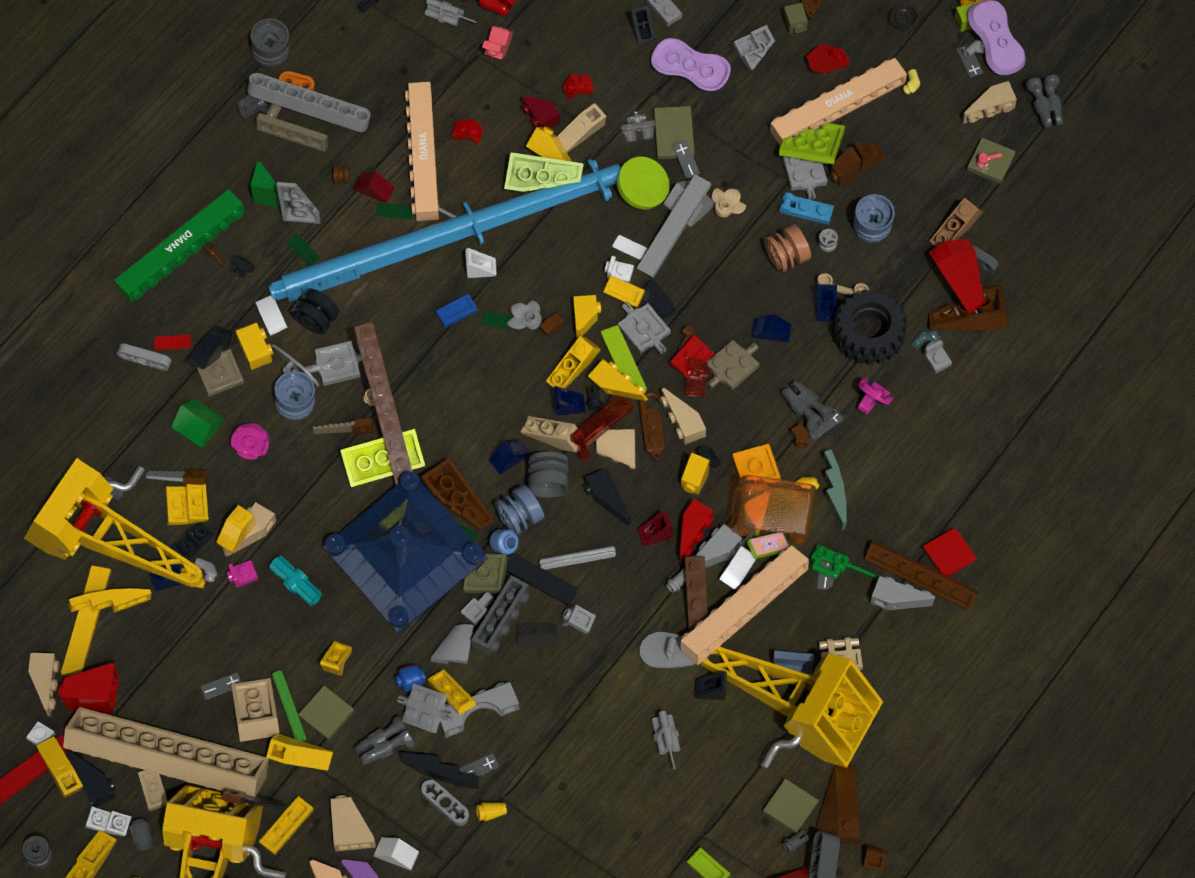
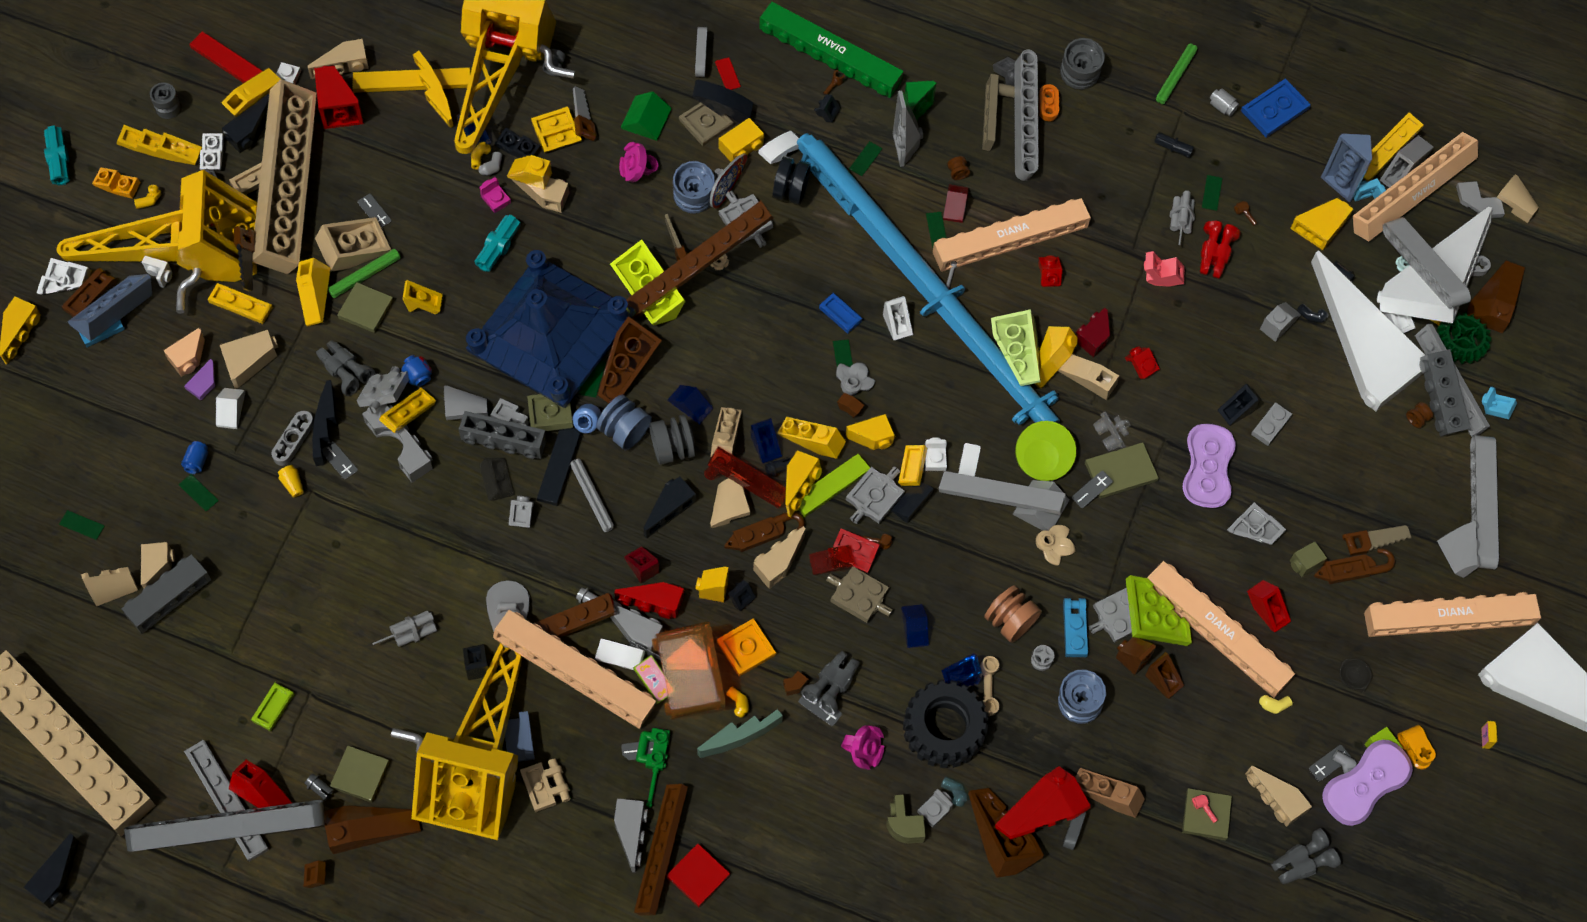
camera: 70 degrees right, 0 degrees up
(946, 386) = (904, 828): none -> olive brick

